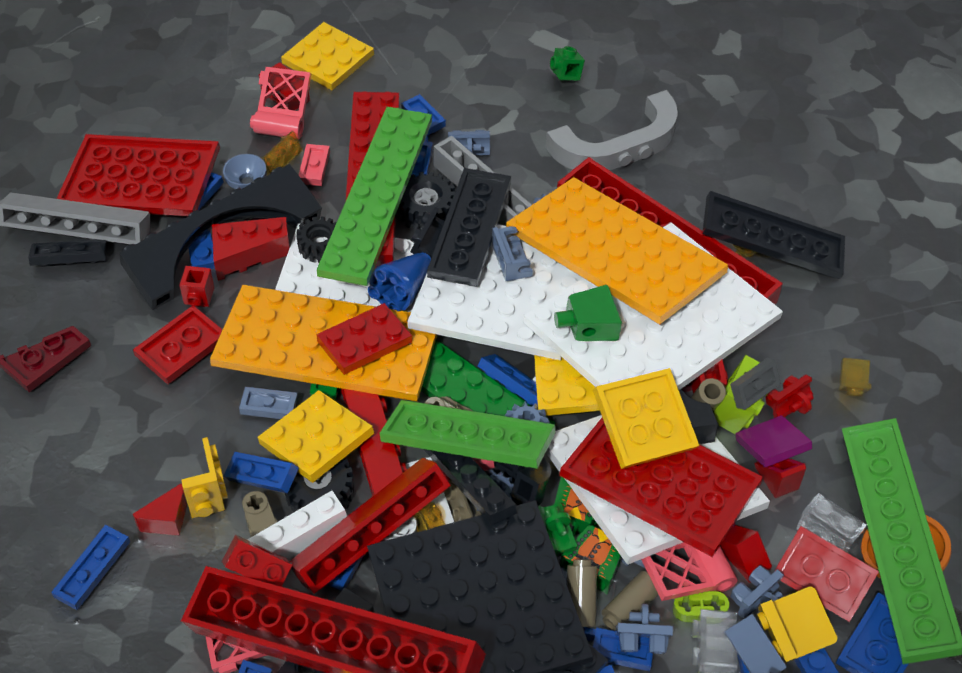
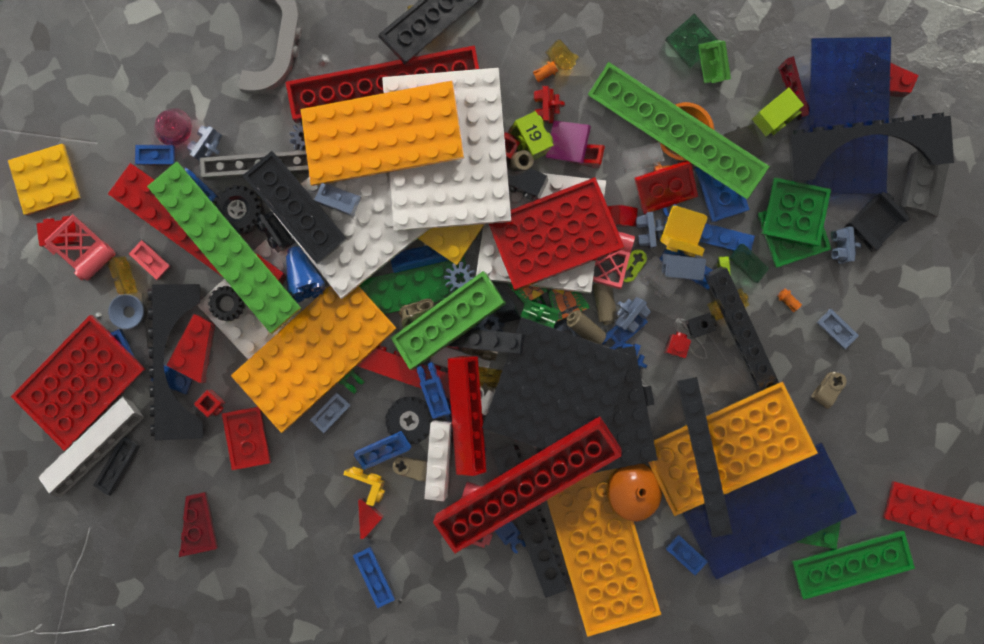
camera: 50 degrees left, 35 degrees up
(256, 562) = (450, 494): red brick -> none
(316, 435) = (381, 404): yellow plate -> none
(364, 338) = (334, 332): red plate -> none
(372, 473) = (434, 392): none -> blue hinge
(463, 110) = (172, 126): none -> clear pink cone
(567, 63) = (181, 22): green brick -> none
(591, 315) = (429, 194): green torso -> none
(645, 418) = (520, 218): yellow plate -> none
(755, 383) = (541, 134): dark grey plate -> none
(824, 374) = (545, 71): none -> orange pin

